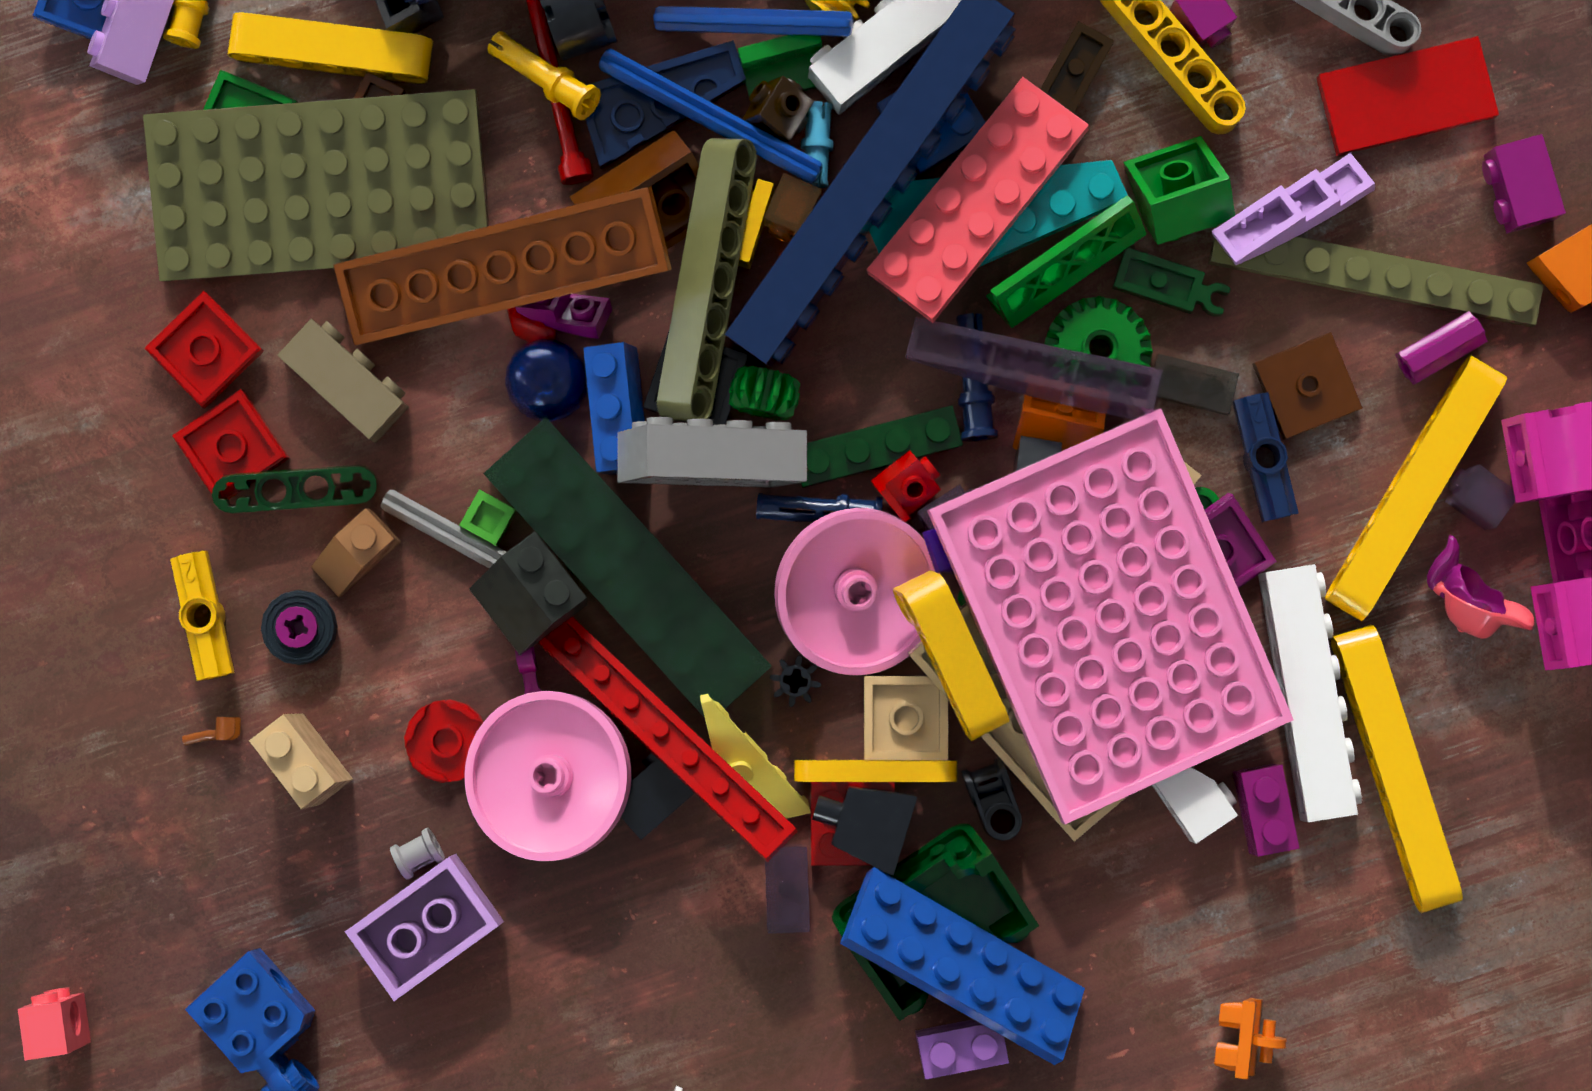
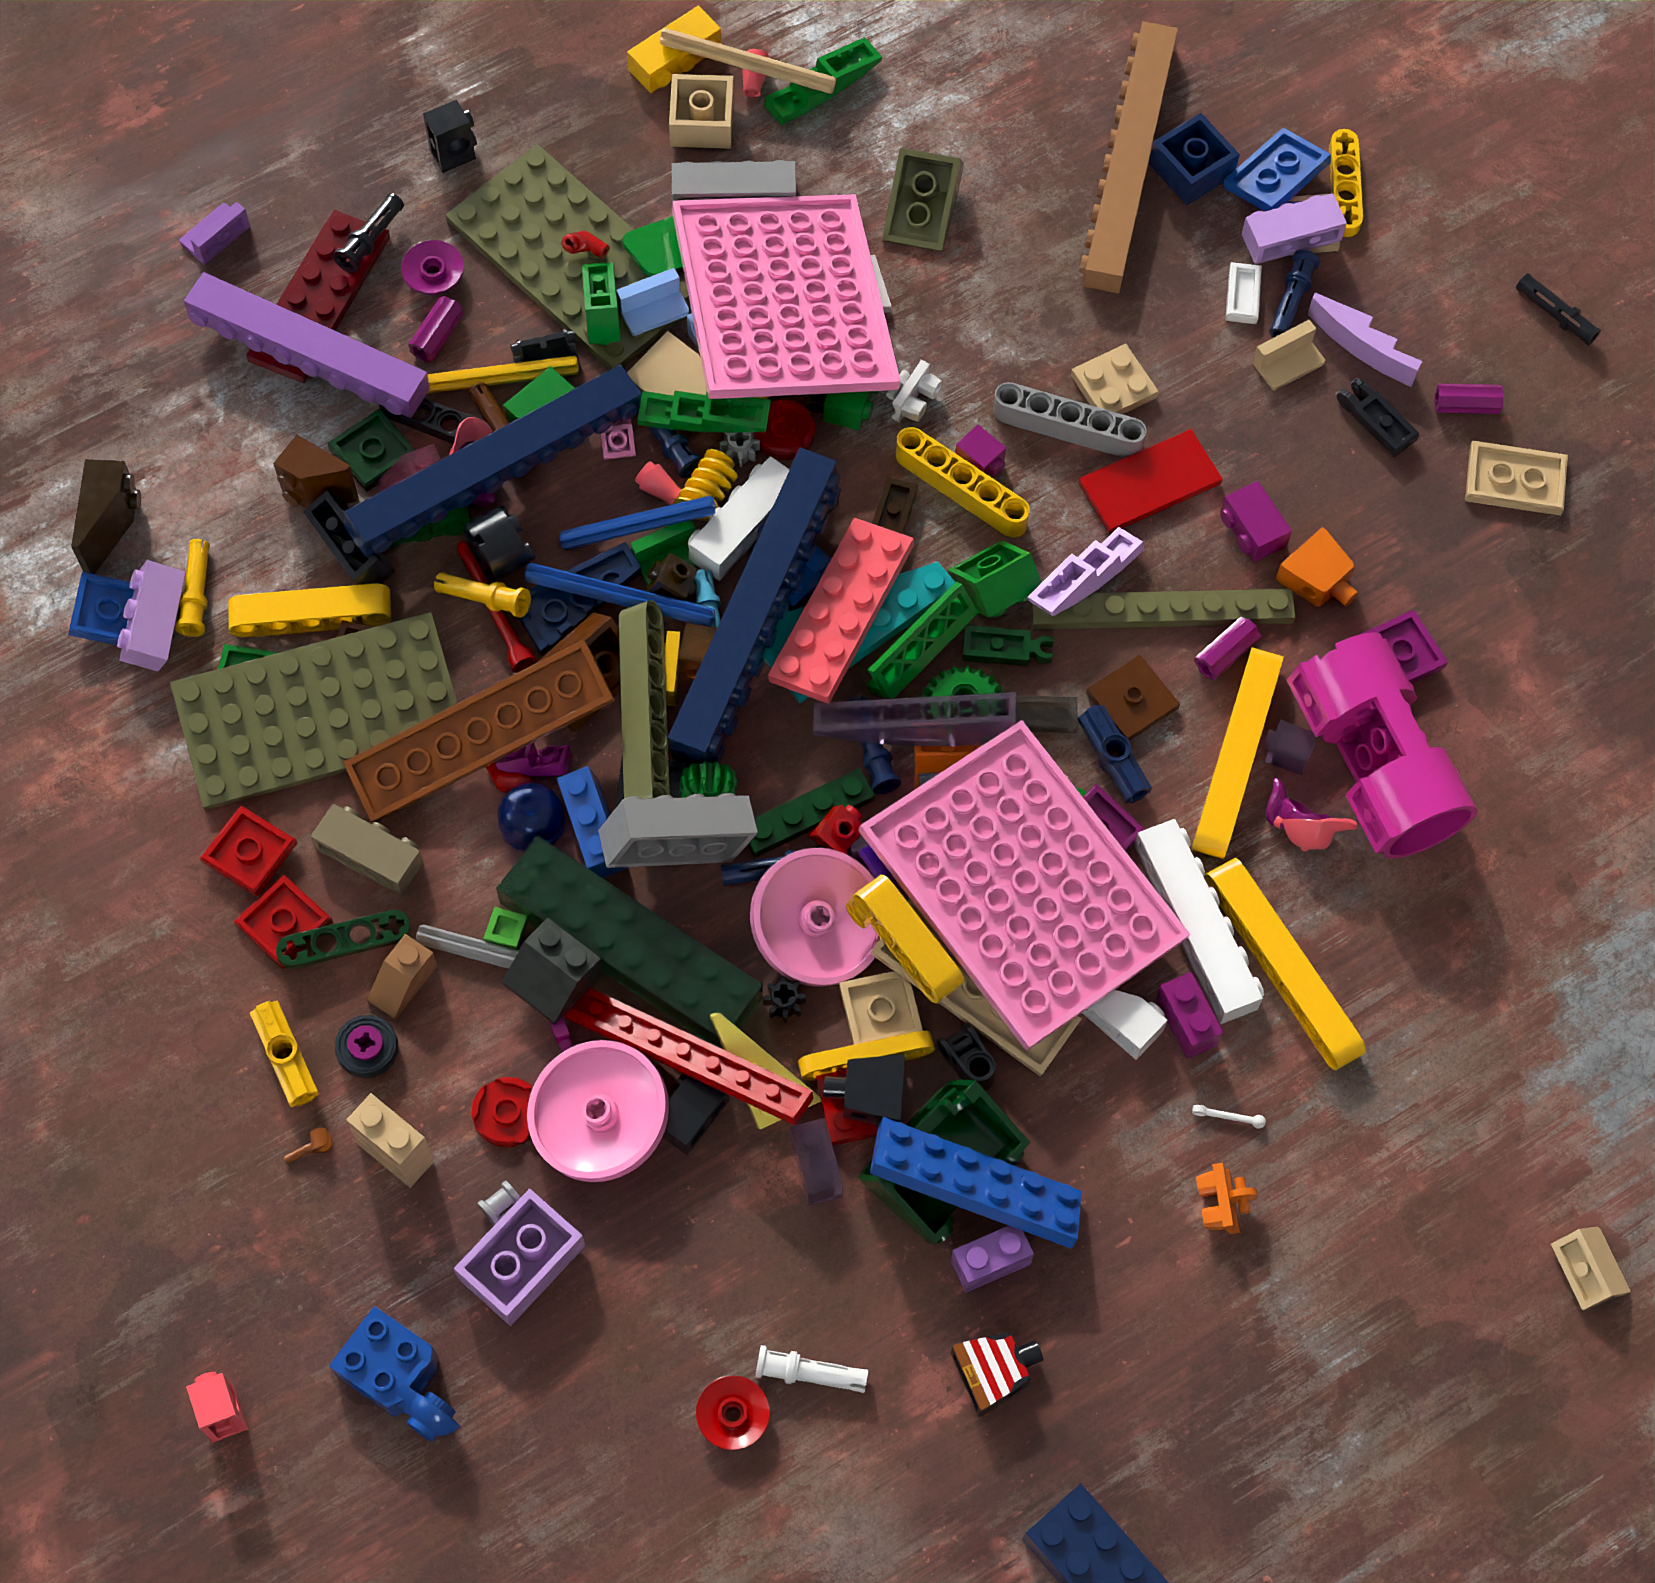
camera: 15 degrees left, 20 degrees down
(1310, 950) = (1257, 1121): none -> white hinge

